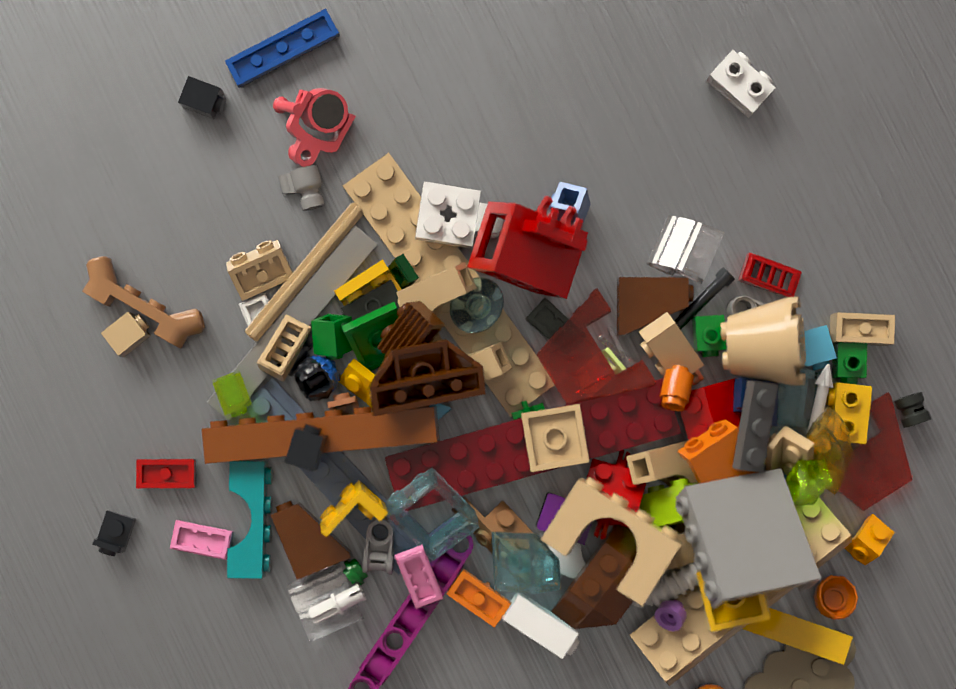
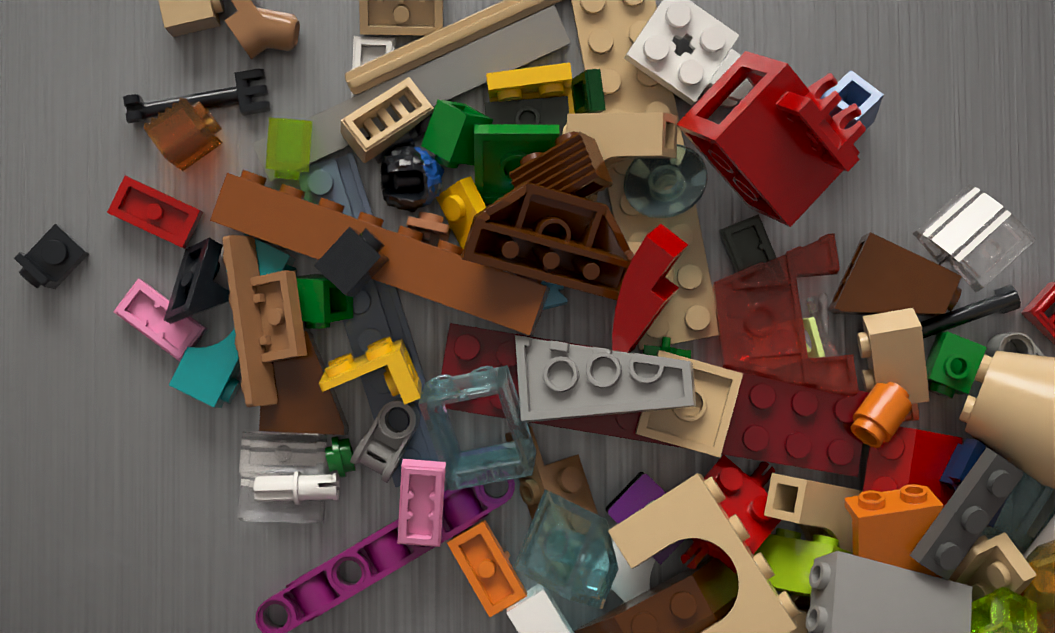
camera: 20 degrees right, 0 degrees up
(162, 416) = (184, 133): none -> clear orange brick
(185, 372) = (242, 93): none -> black hinge
(213, 507) = (194, 285): none -> black slope
(268, 508) = (264, 319): none -> medium nougat bracket
(294, 482) = (322, 301): none -> green brick
(484, 454) = (584, 381): none -> light grey wing
(495, 381) = (645, 287): none -> red slope

